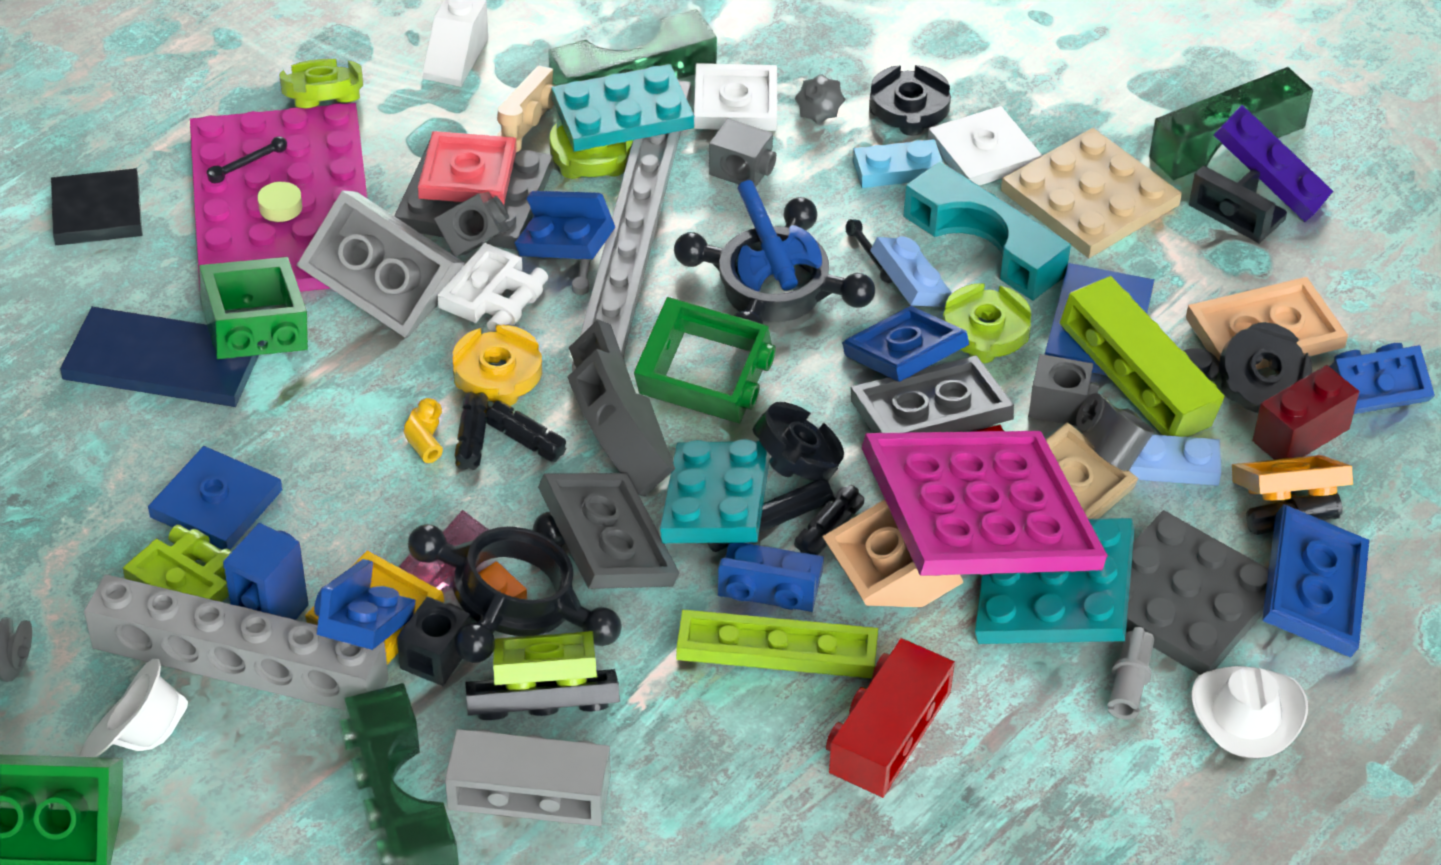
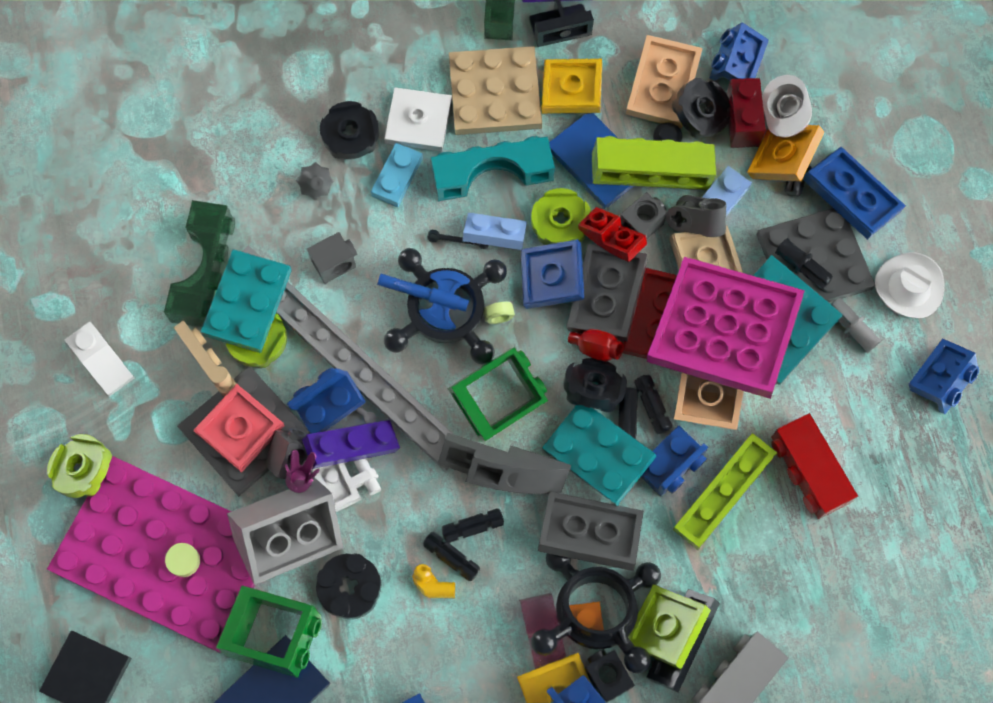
camera: 55 degrees left, 25 degrees up
(217, 173) = (123, 584): black hinge -> none
(362, 342) = (366, 593): none -> black plate
(450, 229) = (299, 476): none -> flat silver piece
(501, 382) = (391, 503): yellow plate -> none
(529, 264) = (351, 443): none -> dark purple plate
(735, 93) = (276, 226): white plate -> none
(810, 320) = (498, 312): none -> yellowish green tile
(851, 424) = (597, 344): none -> red plant
(1007, 362) = (607, 232): none -> red slope
(1154, 557) = (804, 263): none -> black axle
(1157, 808) = (945, 375): none -> blue bracket
(1167, 248) = (572, 86): none -> yellow plate
(1364, 444) = (786, 106): none -> white piece

